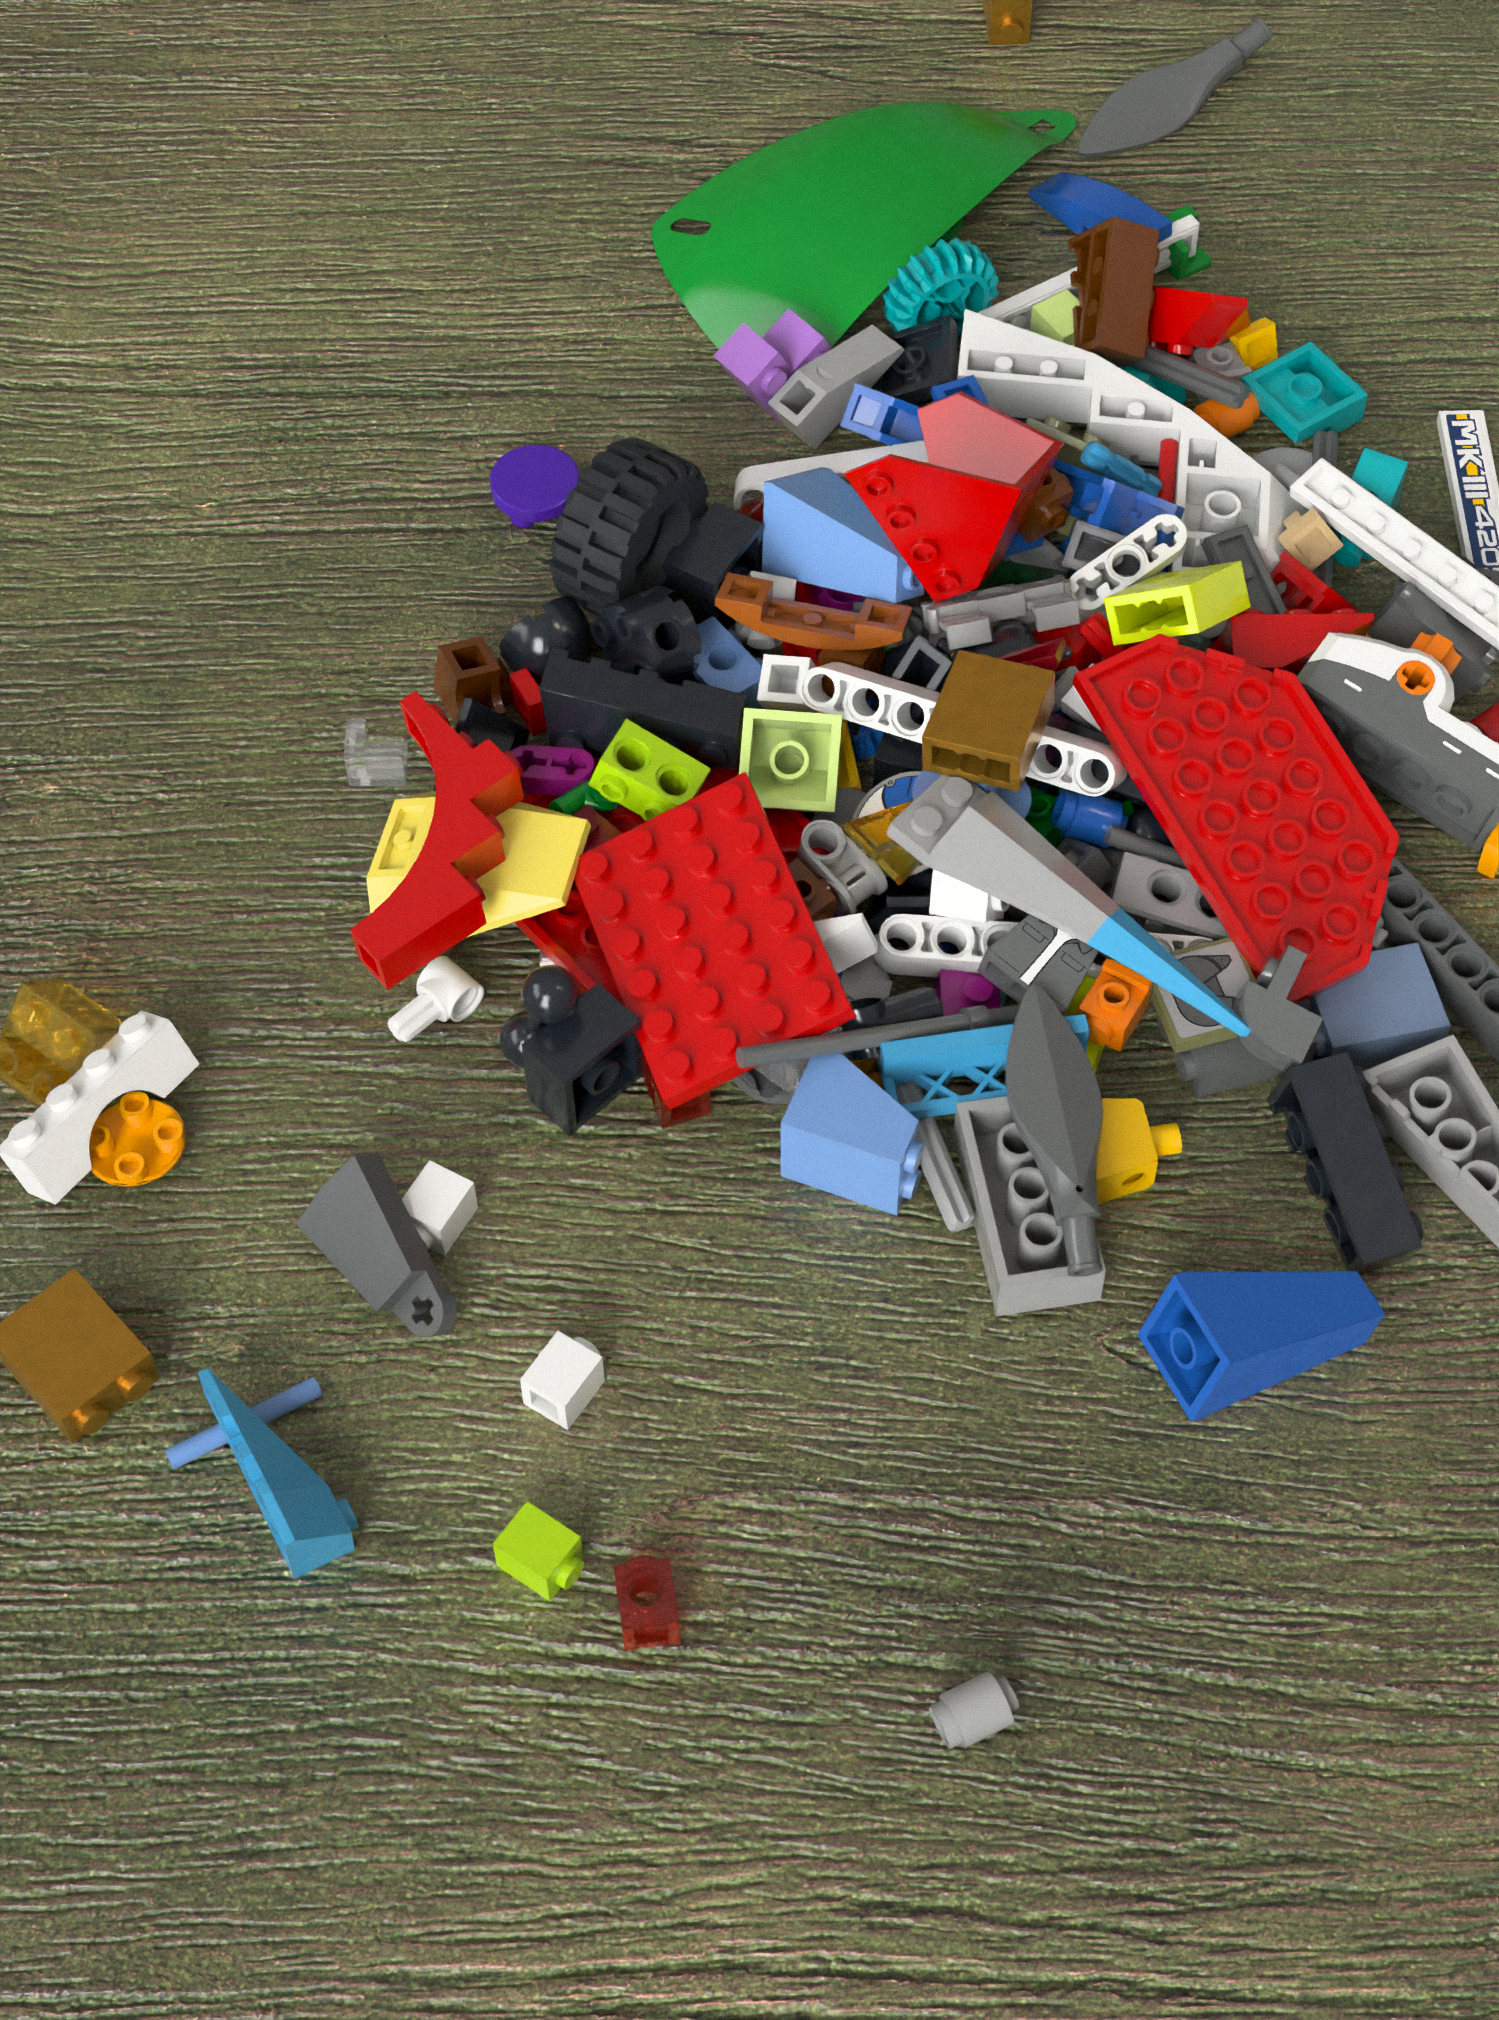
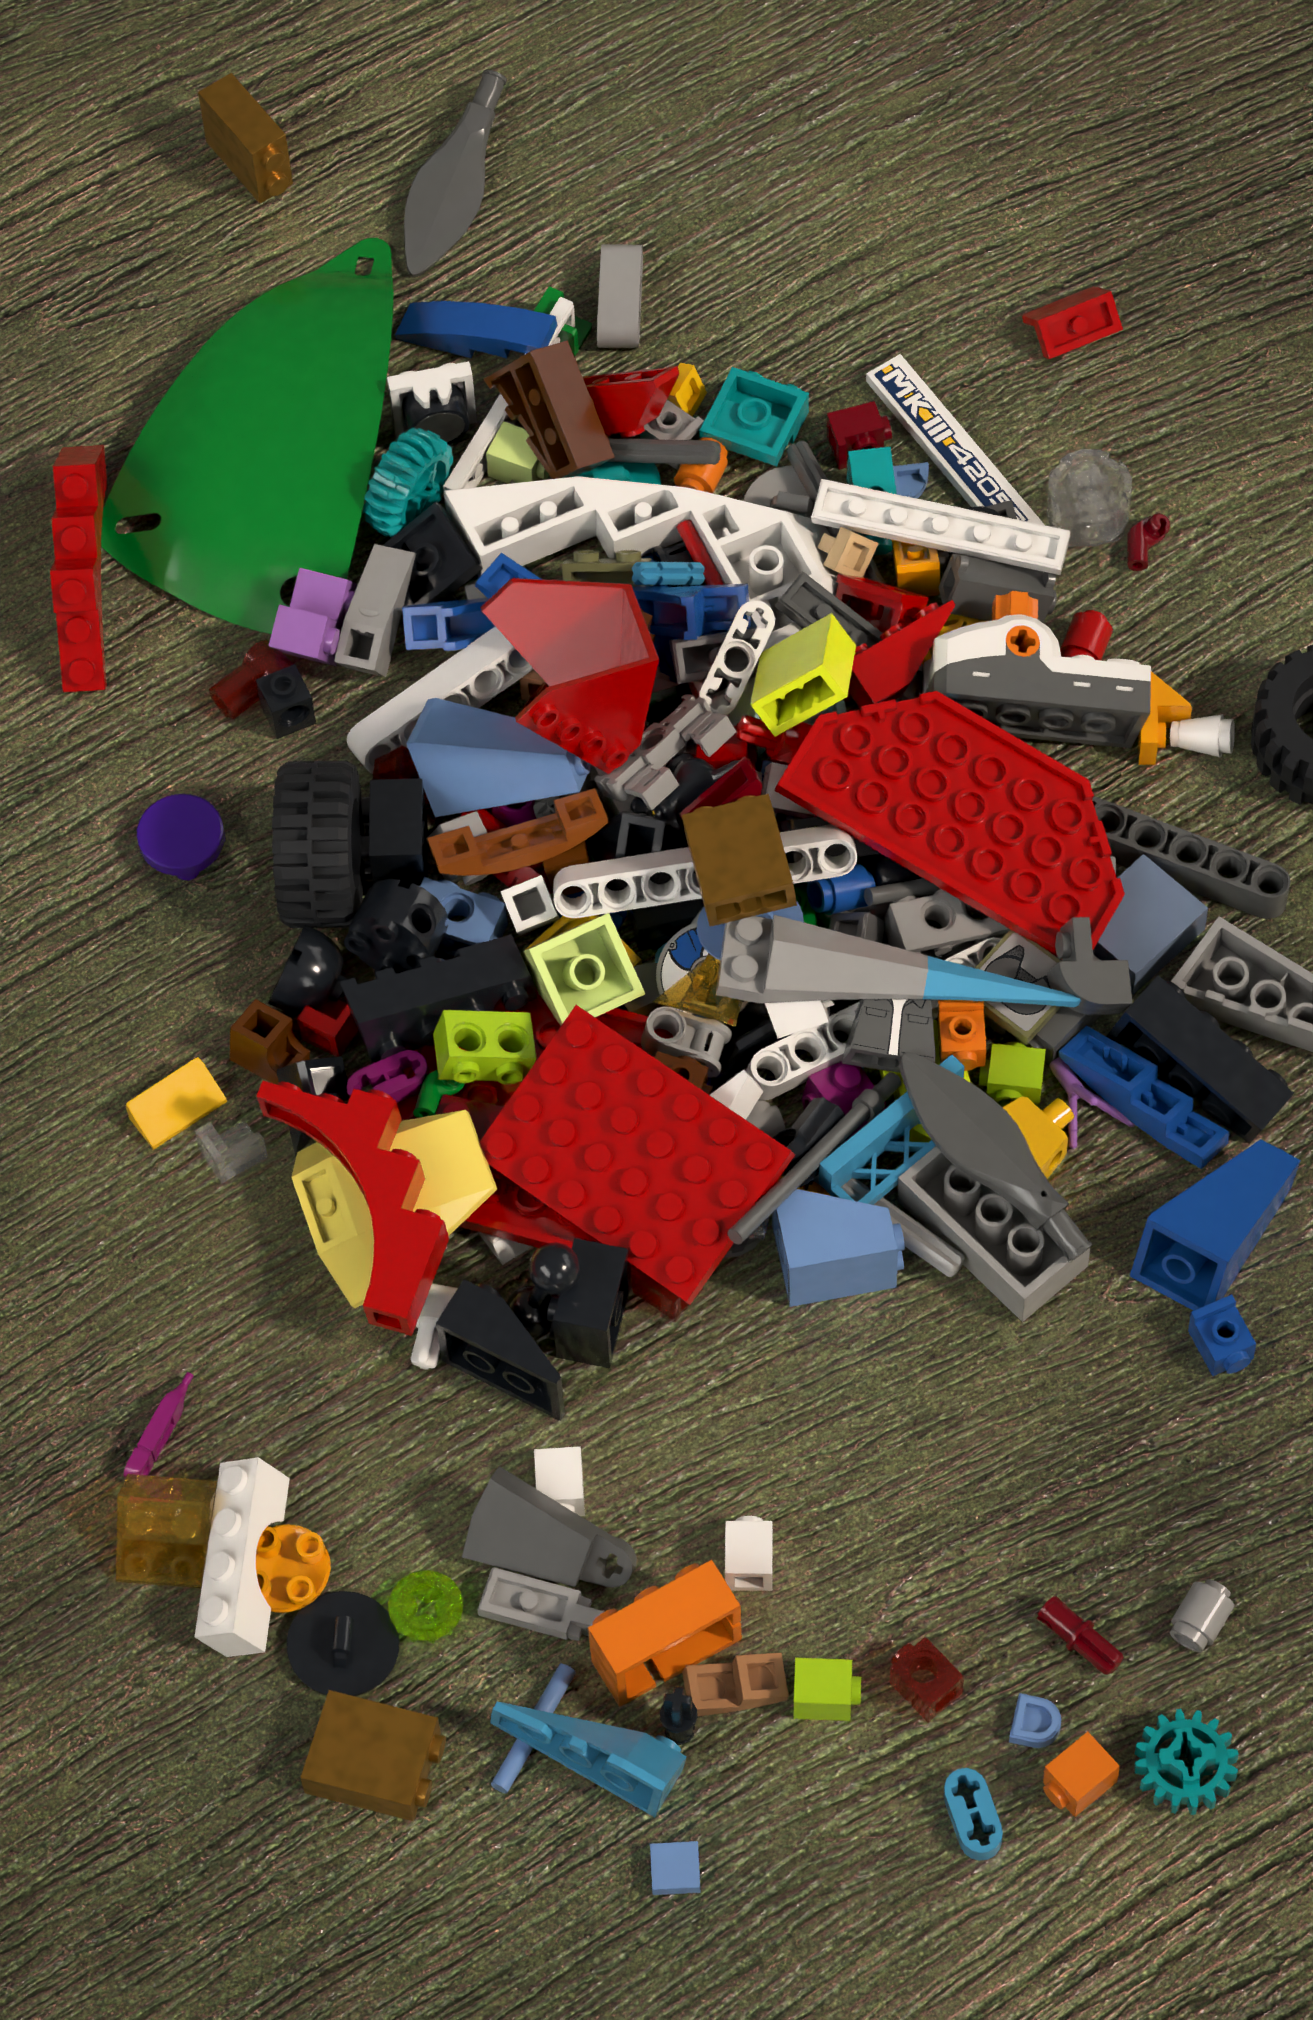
camera: 30 degrees left, 5 degrees up
(122, 959) = (158, 1430): none -> magenta piece
(134, 1241) = (342, 1644): none -> black shield
(212, 1240) = (426, 1586): none -> clear neon green gear
(271, 1639) = (675, 1868): none -> medium blue tile
(334, 1313) = (536, 1605): none -> light grey hinge
(357, 693) = (175, 1103): none -> yellow slope
(375, 1489) = (678, 1716): none -> black axle
(449, 1399) = (667, 1625): none -> orange piece
(460, 1498) = (736, 1686): none -> medium nougat slope
(461, 1041) = (492, 1345): none -> black slope
(586, 1765) = (983, 1811): none -> dark azure beam
(592, 231) = (76, 572): none -> red arch
(706, 391) = (239, 688): none -> clear red piece
(706, 421) = (285, 701): none -> black brick
(728, 1715) = (1035, 1722): none -> medium blue tile
(731, 1796) = (1080, 1775): none -> orange brick
(835, 1655) = (1080, 1635): none -> dark red axle
(871, 1864) = (1168, 1766): none -> teal gear
(1018, 242) = (434, 401): none -> piece
(1150, 1075) = (1013, 1073): none -> lime brick
(1191, 1424) = (1222, 1353): none -> blue brick
(1203, 1129) = (1075, 1091): none -> medium lavender plant
(1251, 247) = (620, 296): none -> light grey beam
(1266, 1174) = (1136, 1092): none -> blue slope
(1368, 585) = (916, 568): none -> light orange slope
(1402, 443) = (856, 429): none -> dark red brick
(1422, 515) = (911, 479): none -> medium blue tile

